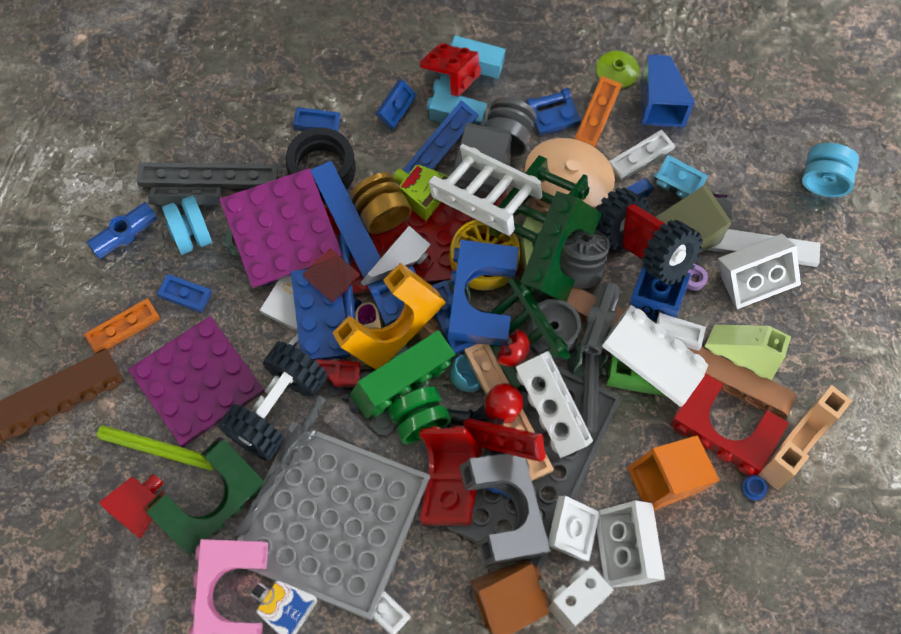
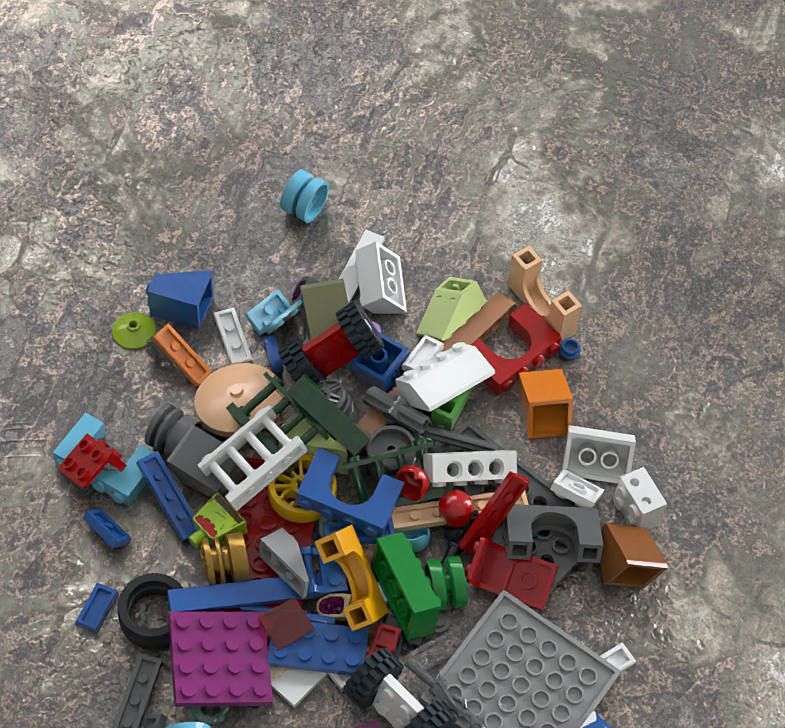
camera: 75 degrees left, 10 degrees down
(555, 118) = (169, 392): blue plate -> none

